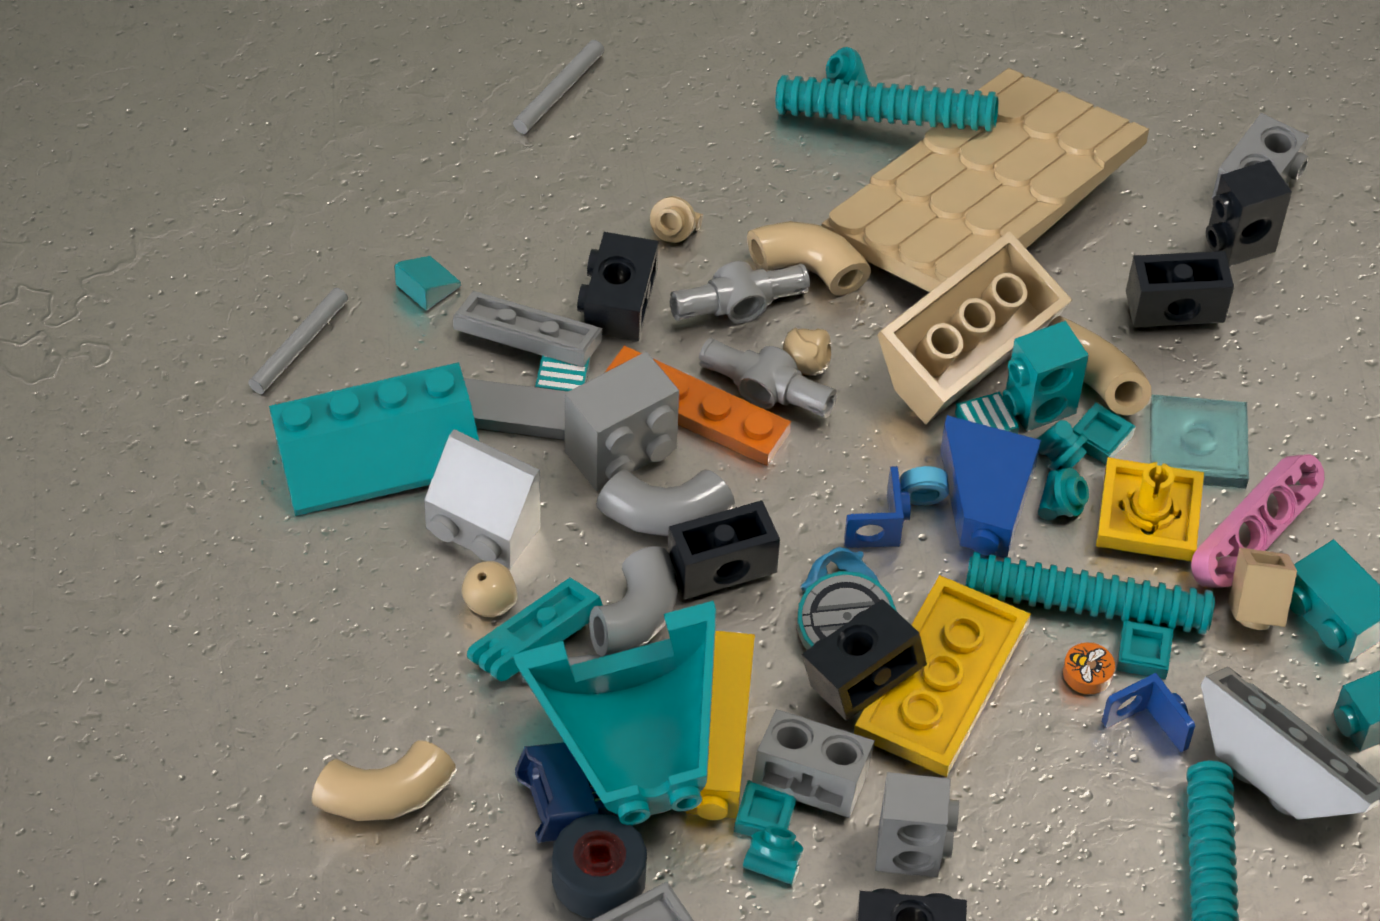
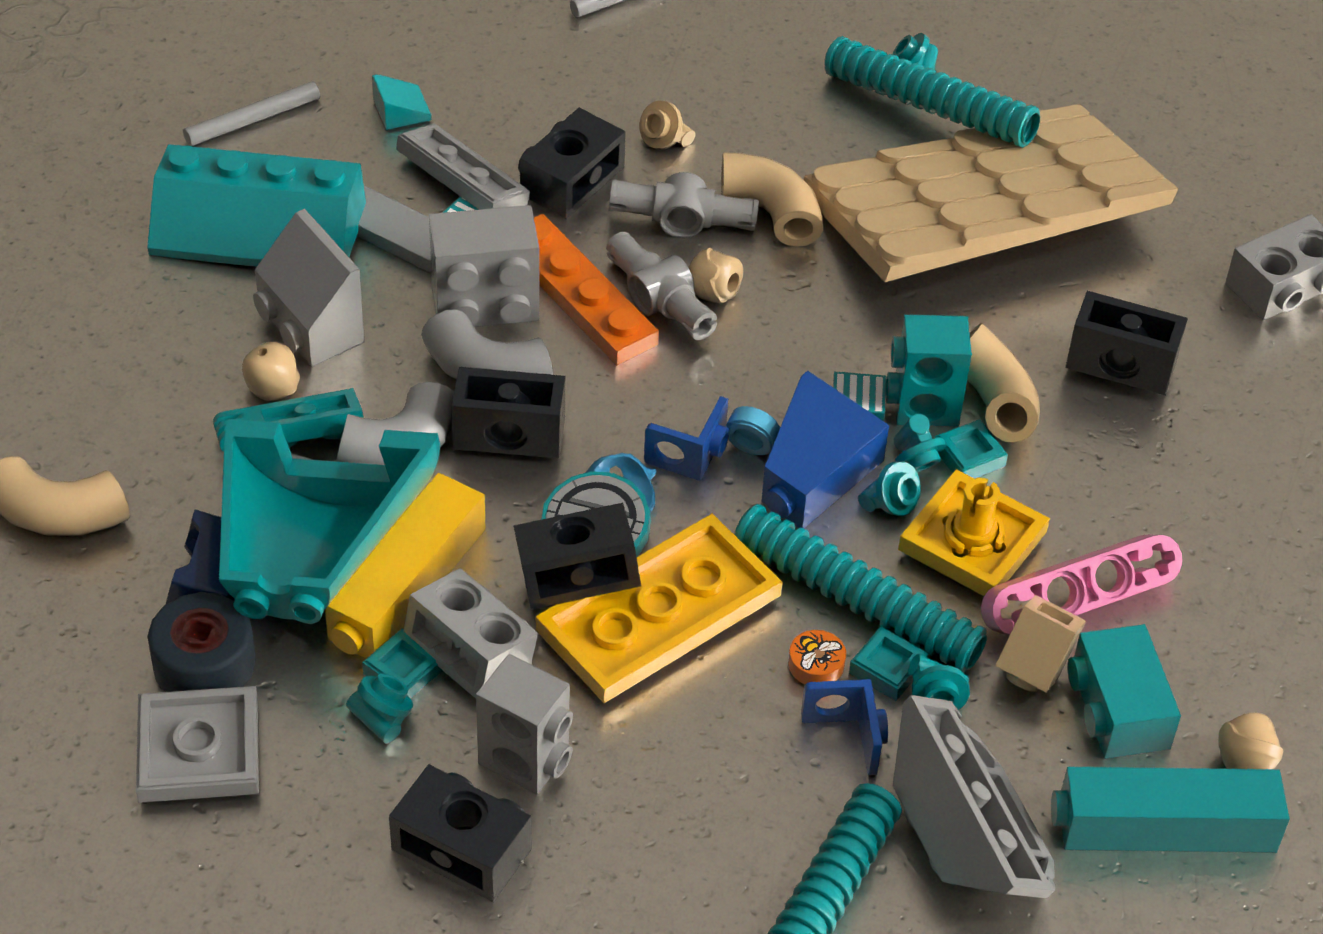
camera: 25 degrees right, 5 degrees down
(968, 326) = (850, 302): tan slope -> none
(1198, 654) = (938, 681): none -> teal plate
(1201, 437) = (1075, 490): clear light blue tile -> none
(1248, 212) = (1239, 297): black brick -> none

